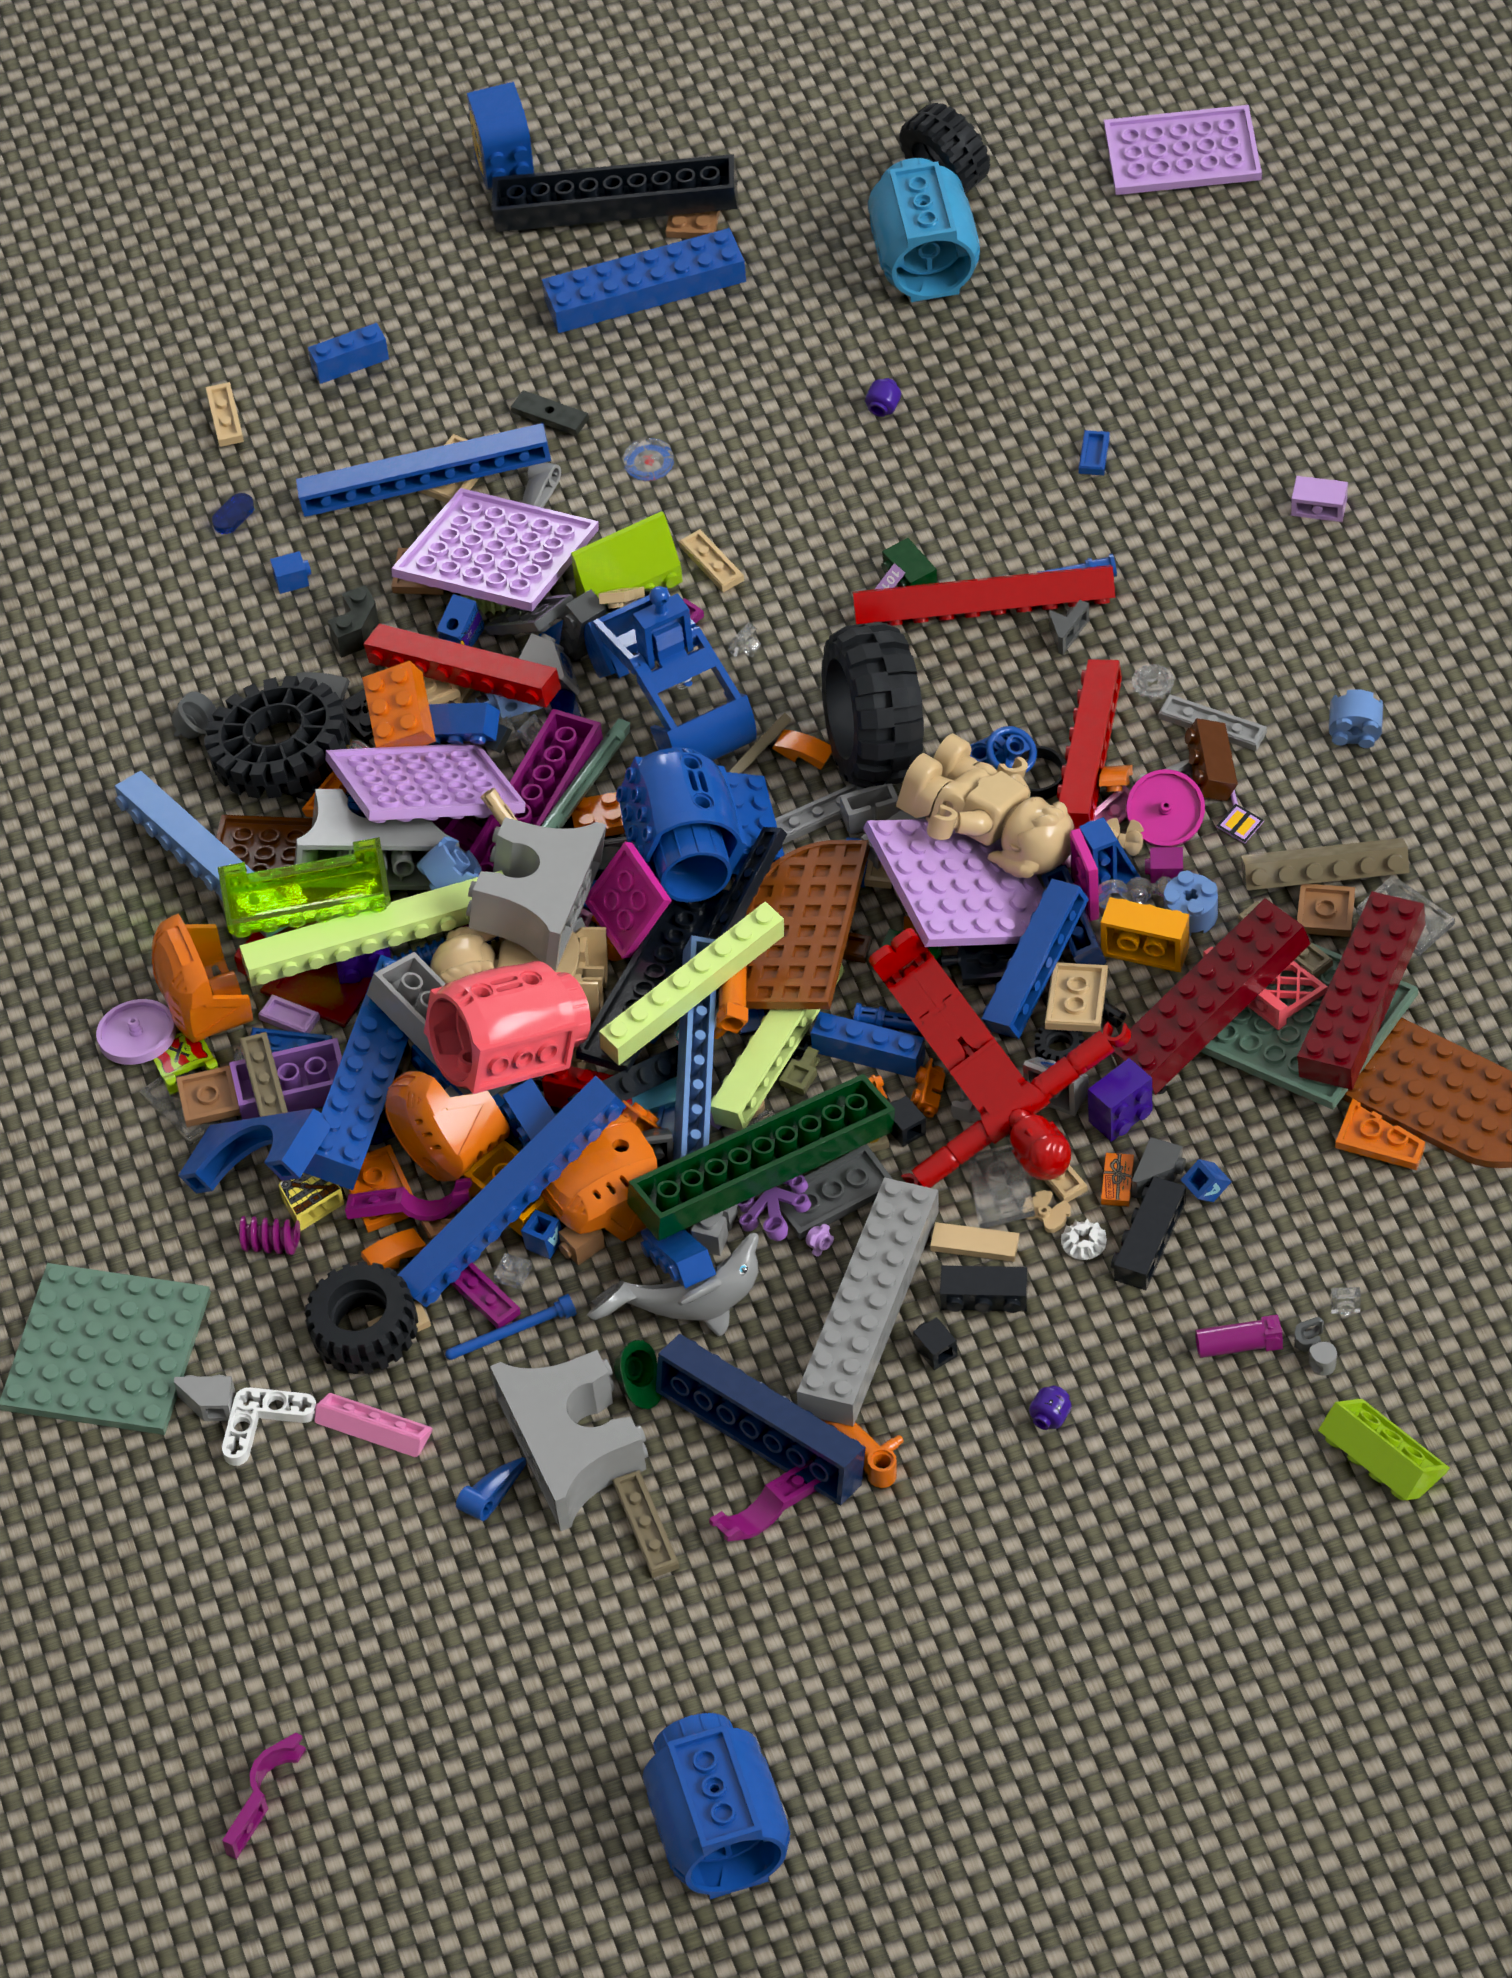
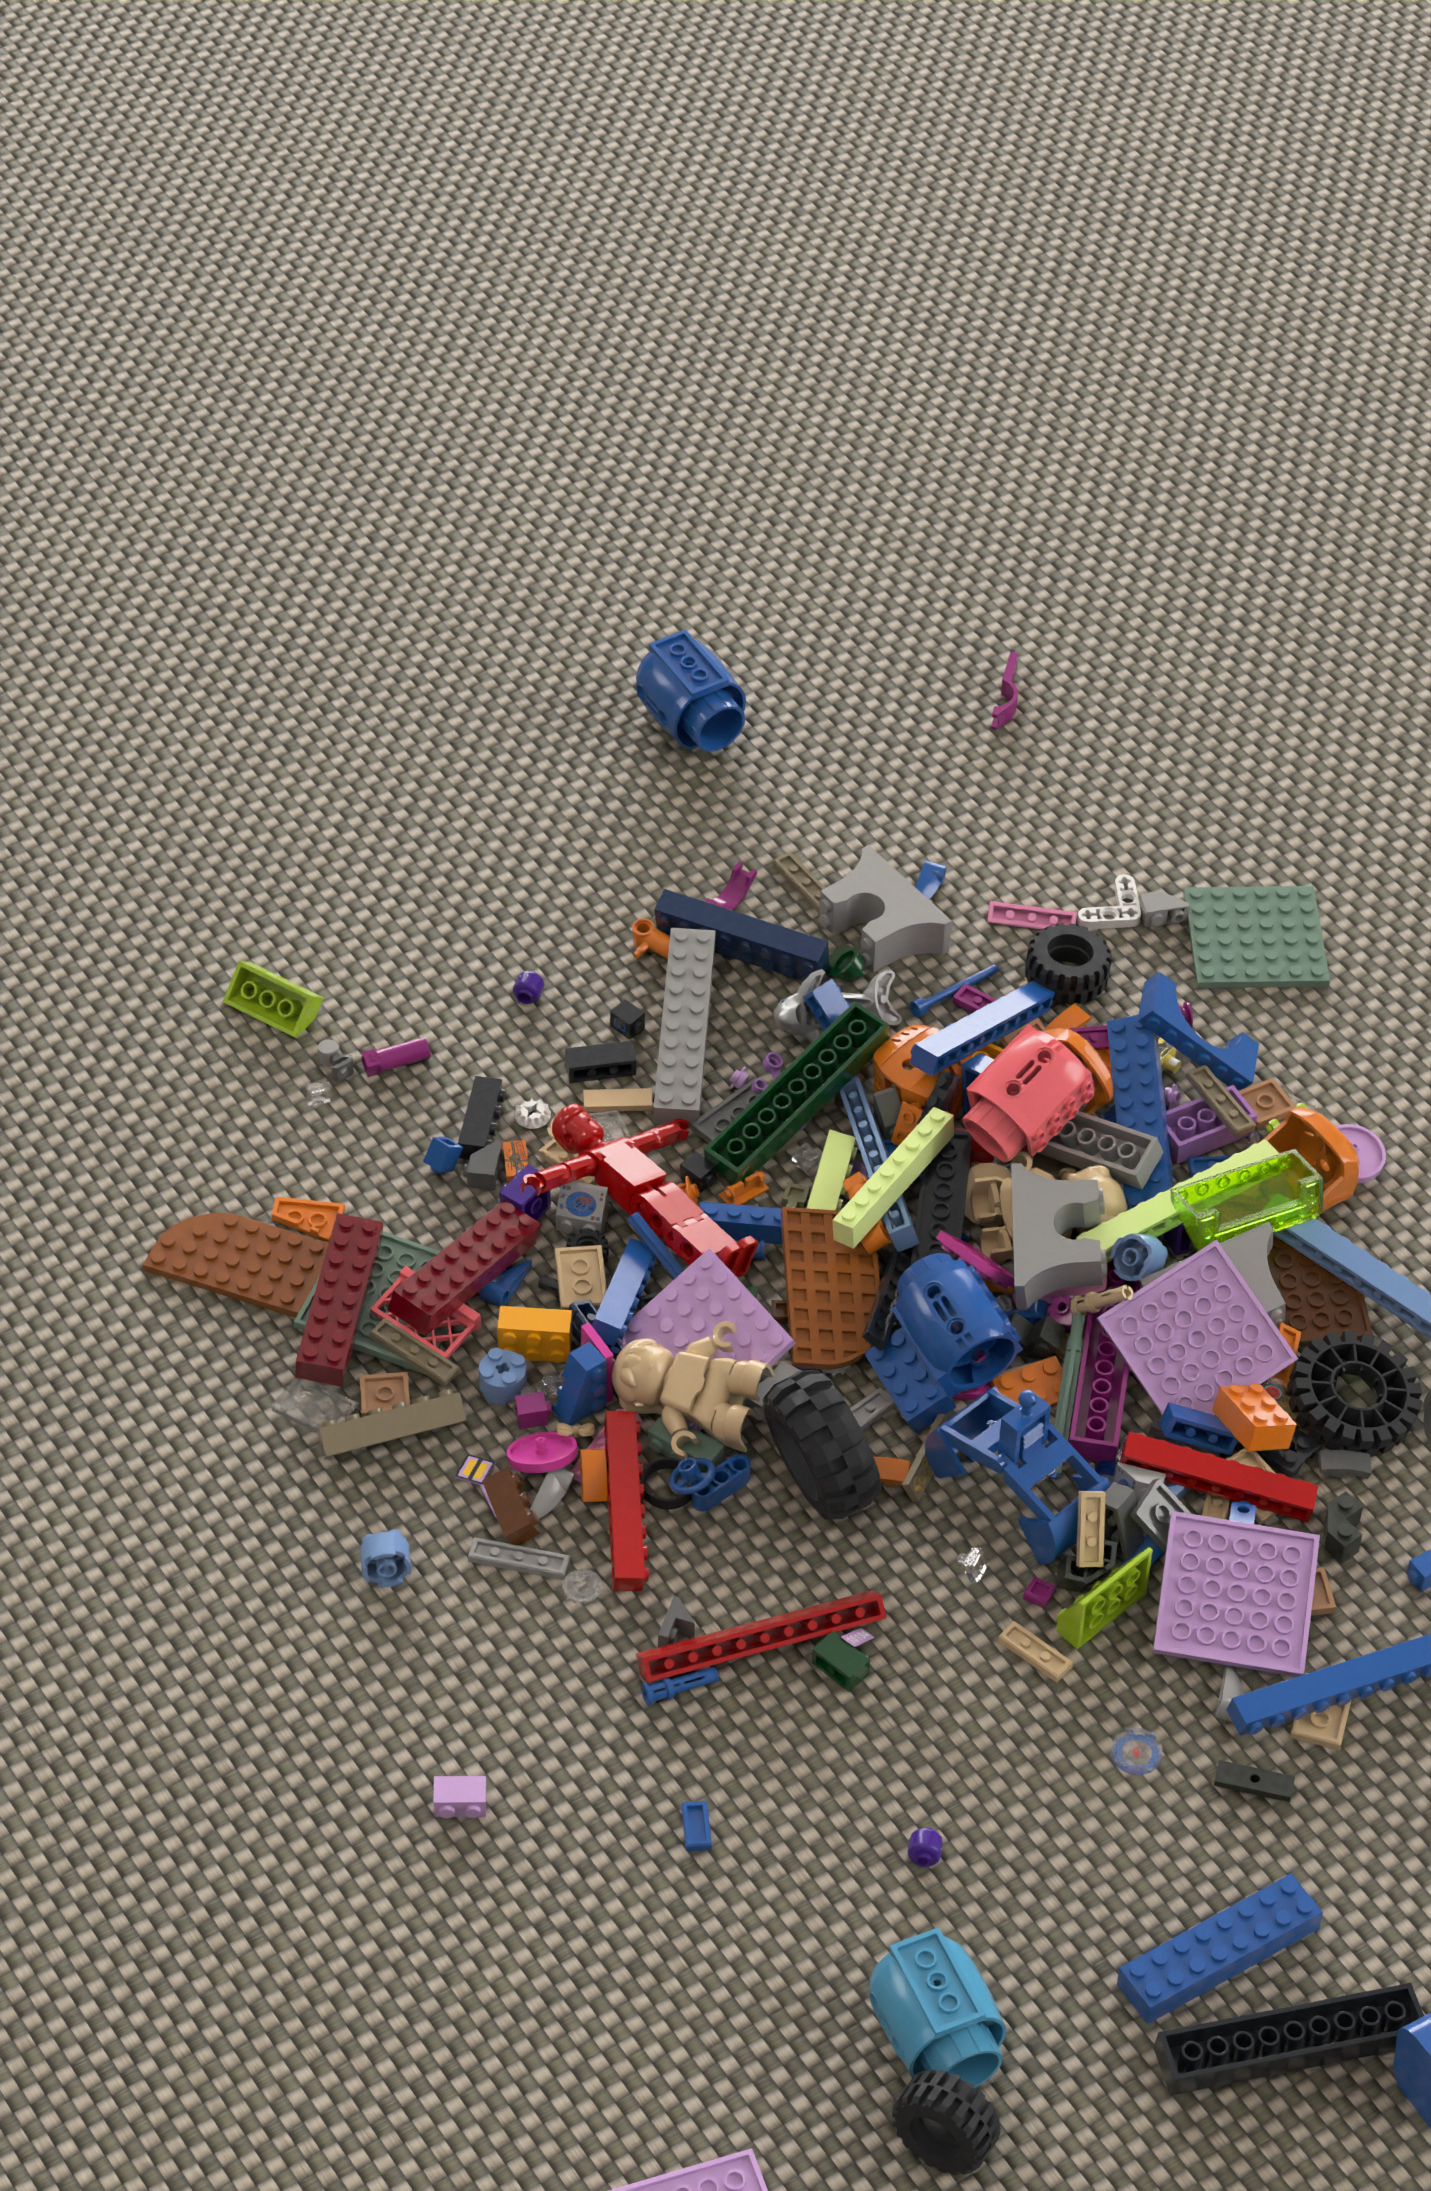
camera: 160 degrees right, 5 degrees down
(984, 1009) = (655, 1245): none -> blue axle

